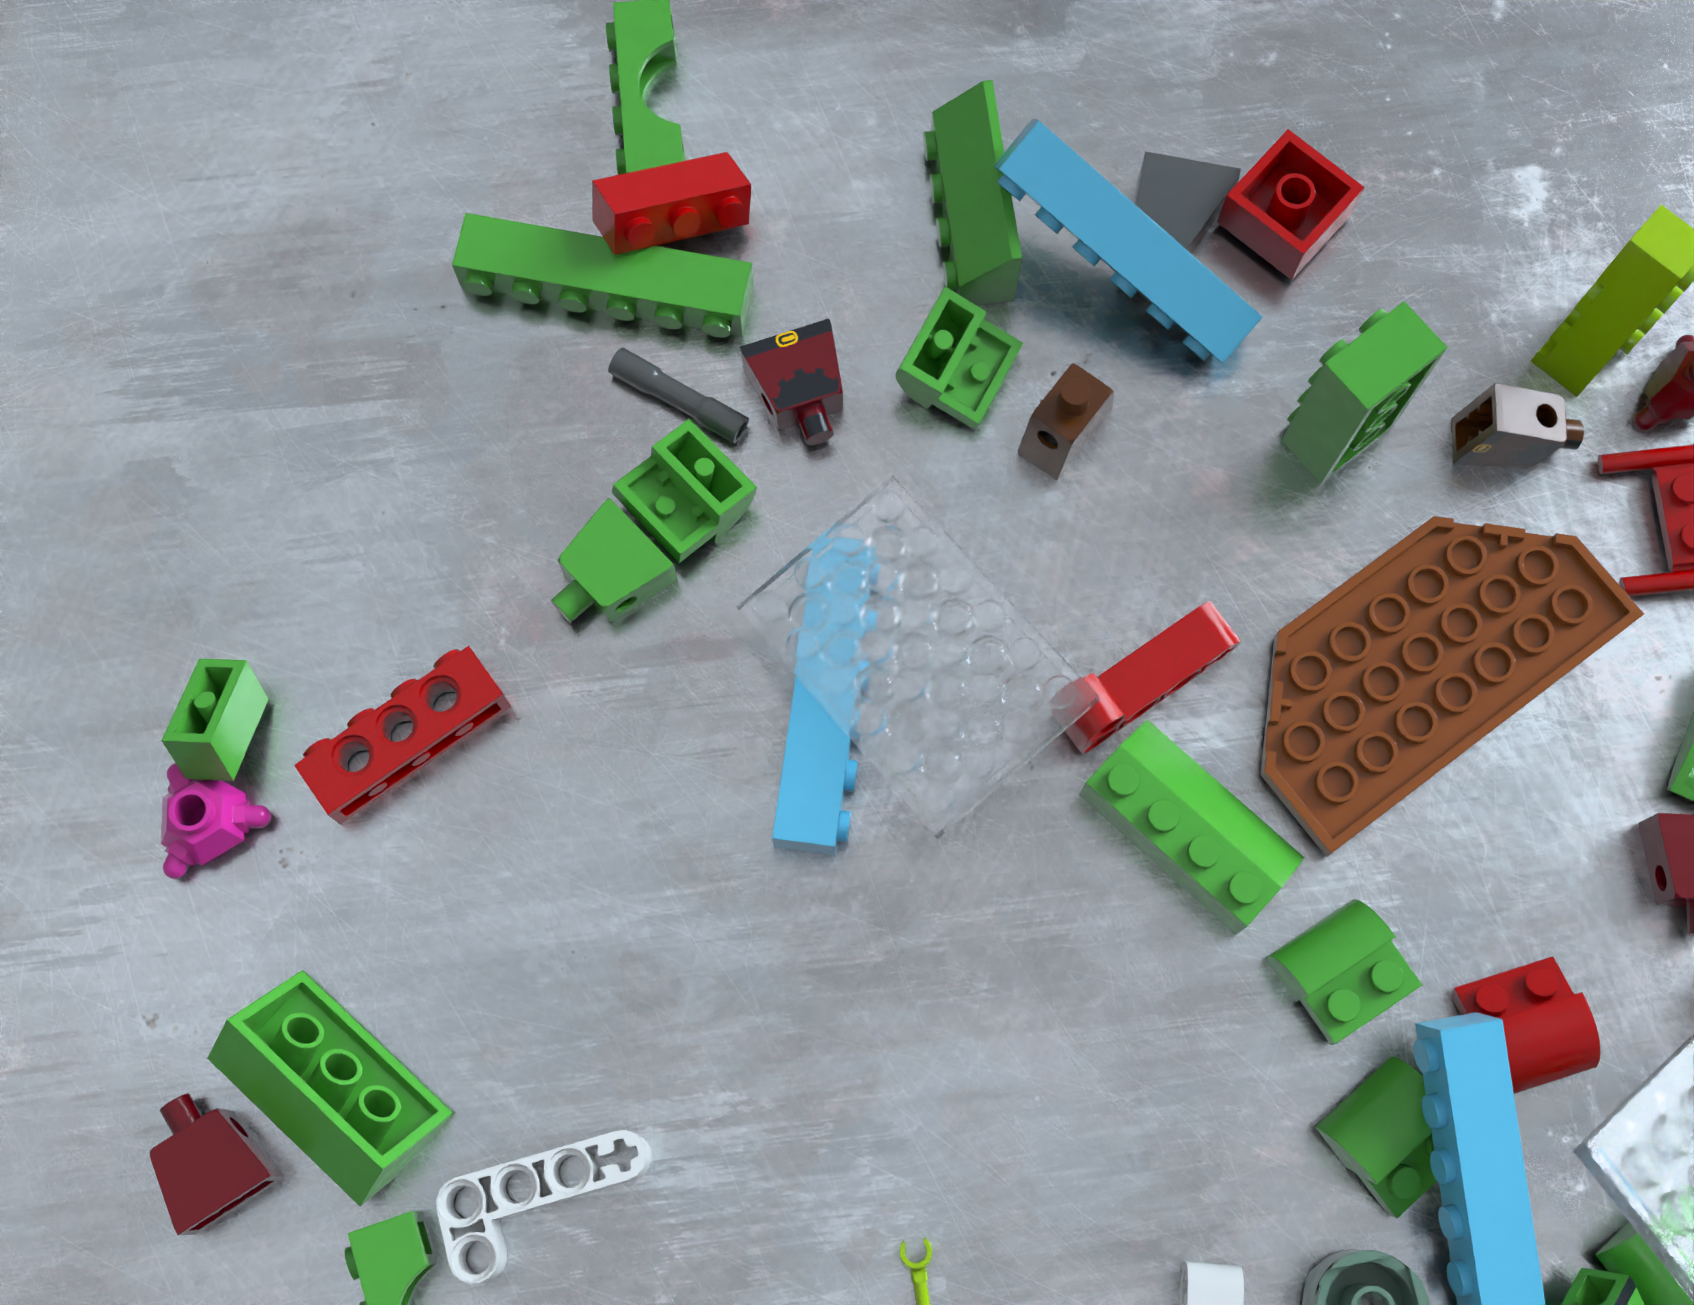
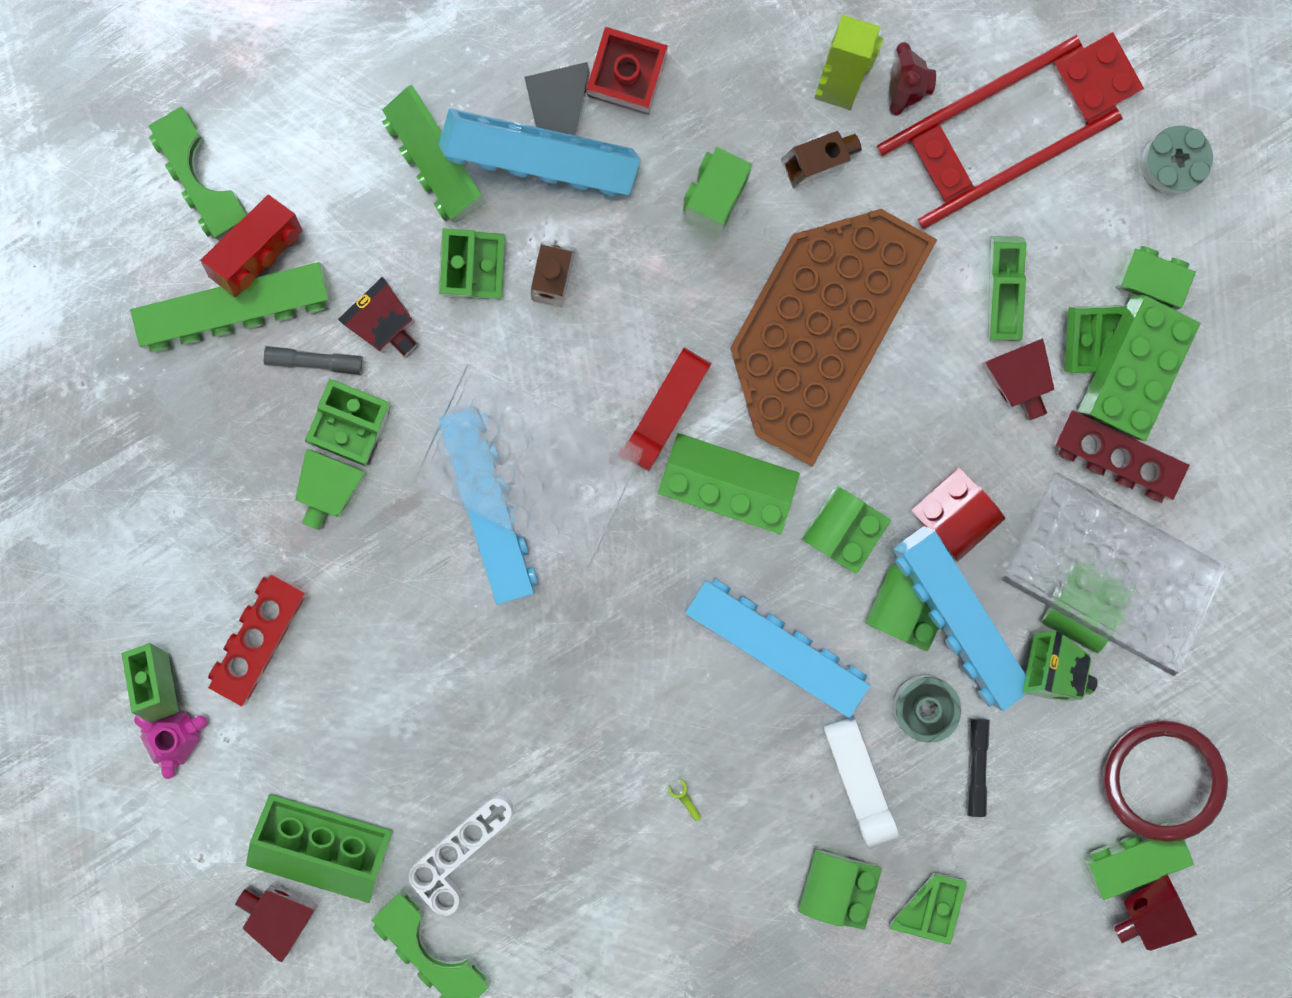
camera: 30 degrees left, 15 degrees up
(1168, 1107) = (777, 648): none -> medium azure brick

